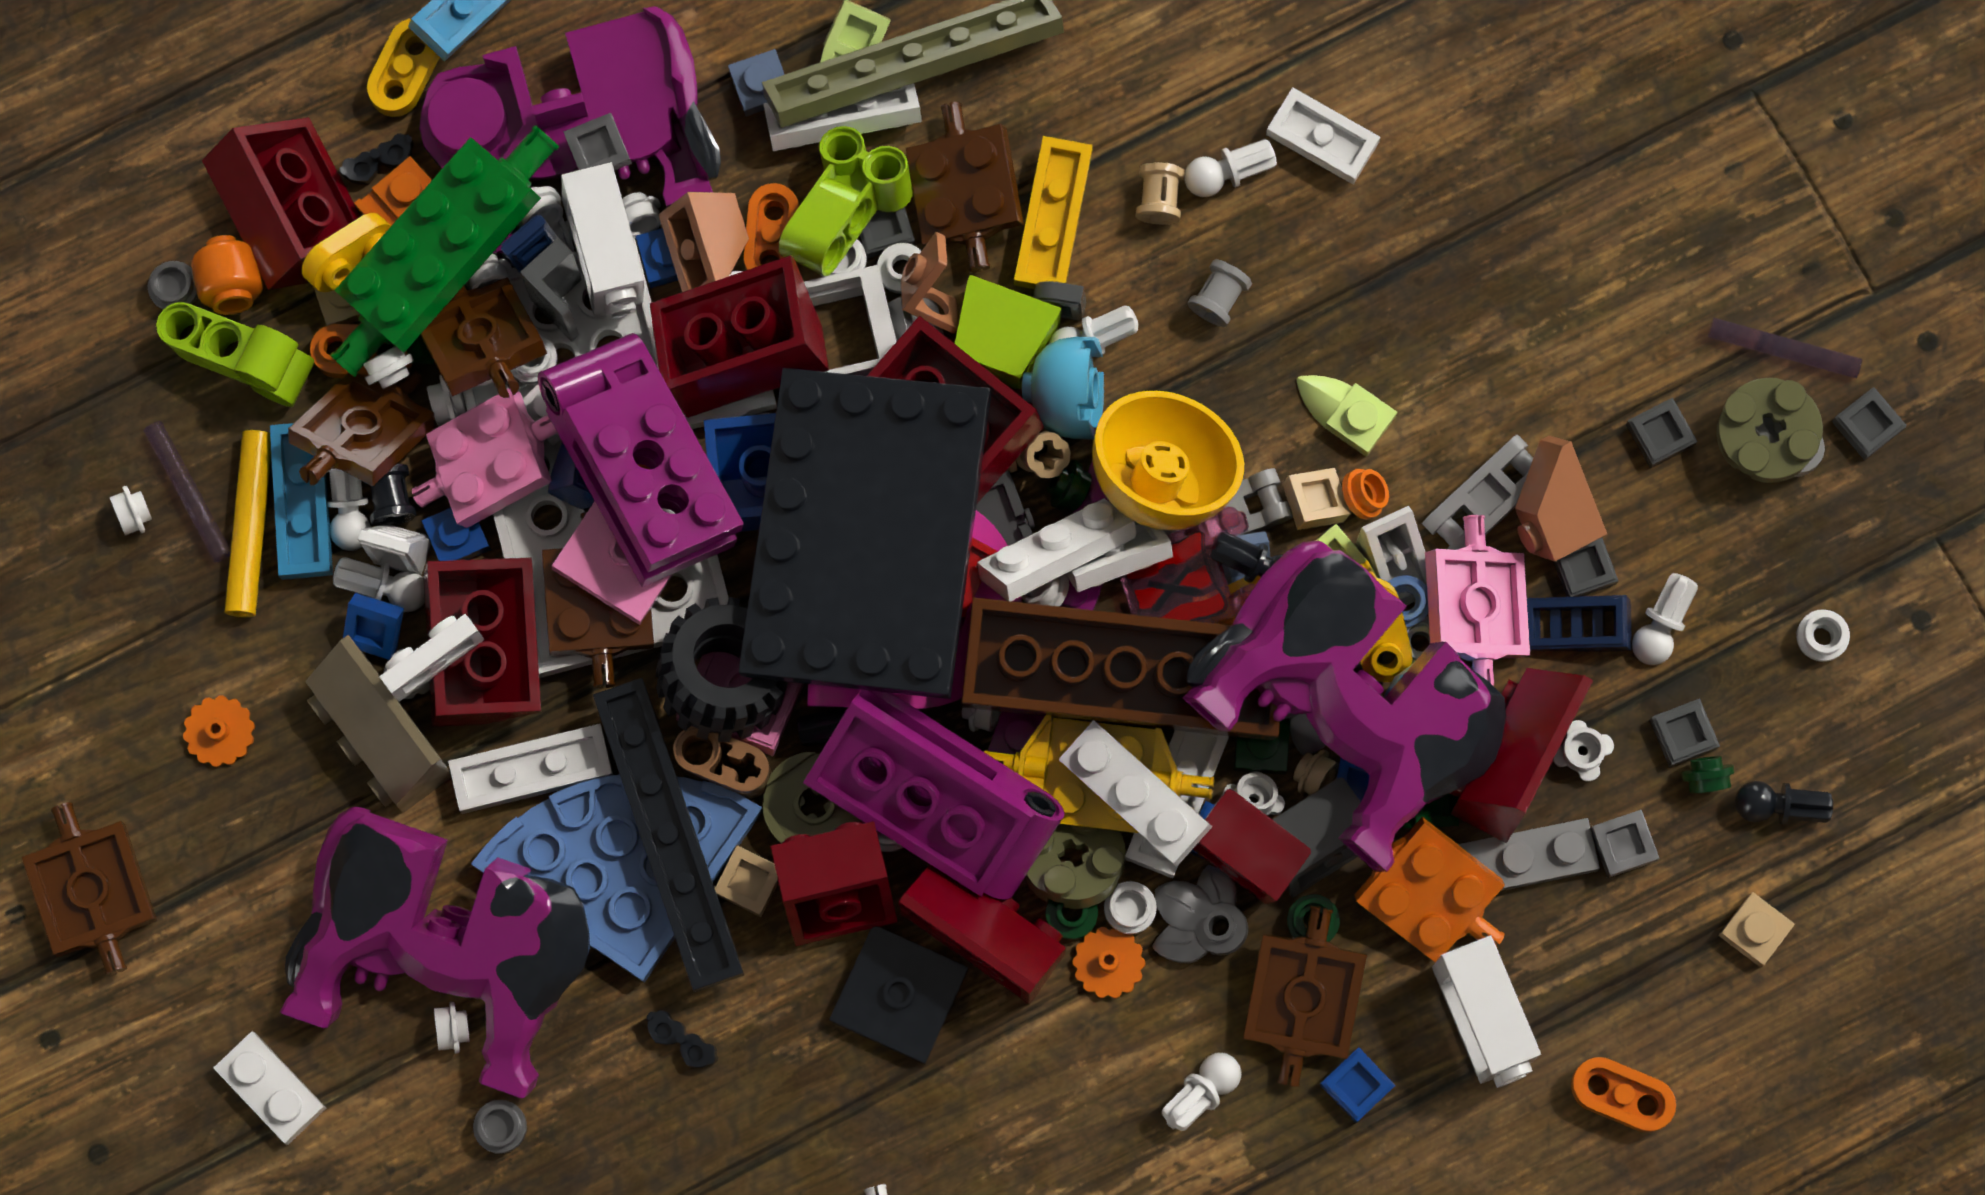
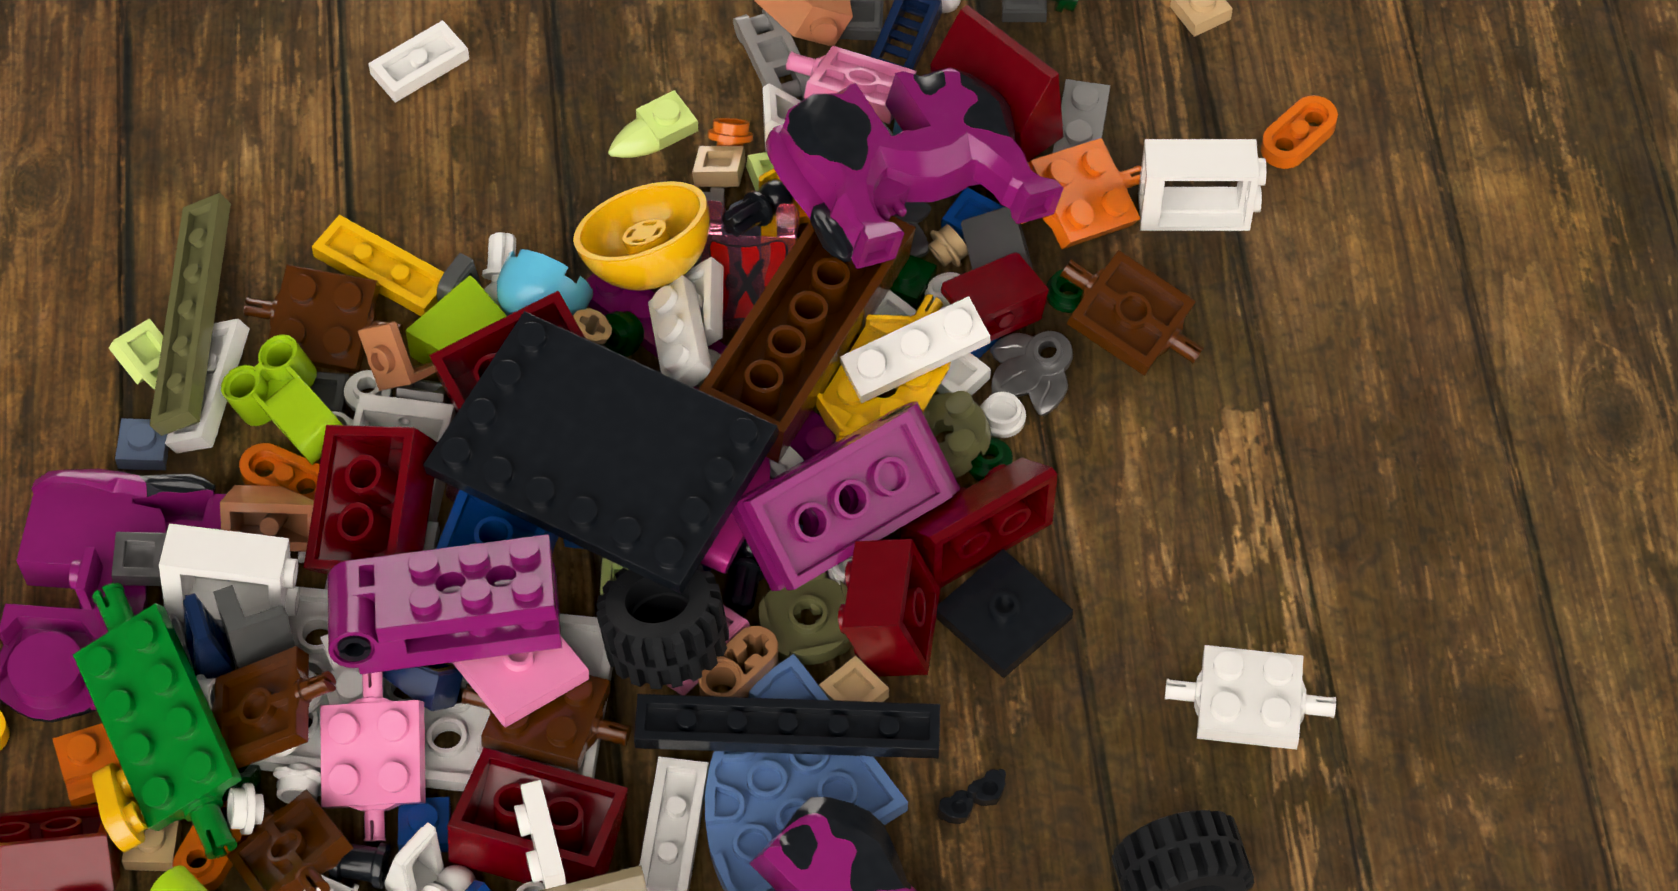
camera: 70 degrees left, 20 degrees down
(366, 165) = (39, 761): black piece -> none
(1108, 963) = (1043, 445): orange piece -> none
(1160, 193) = (405, 185): tan bush -> none
(1206, 175) = (410, 133): white axle -> none
(1217, 1076) = (1179, 415): white axle -> none
(1219, 293) = (512, 173): light grey bush -> none
(1357, 1085) = (1219, 310): blue tile -> none
(1624, 843) = (1098, 61): flat silver plate -> none

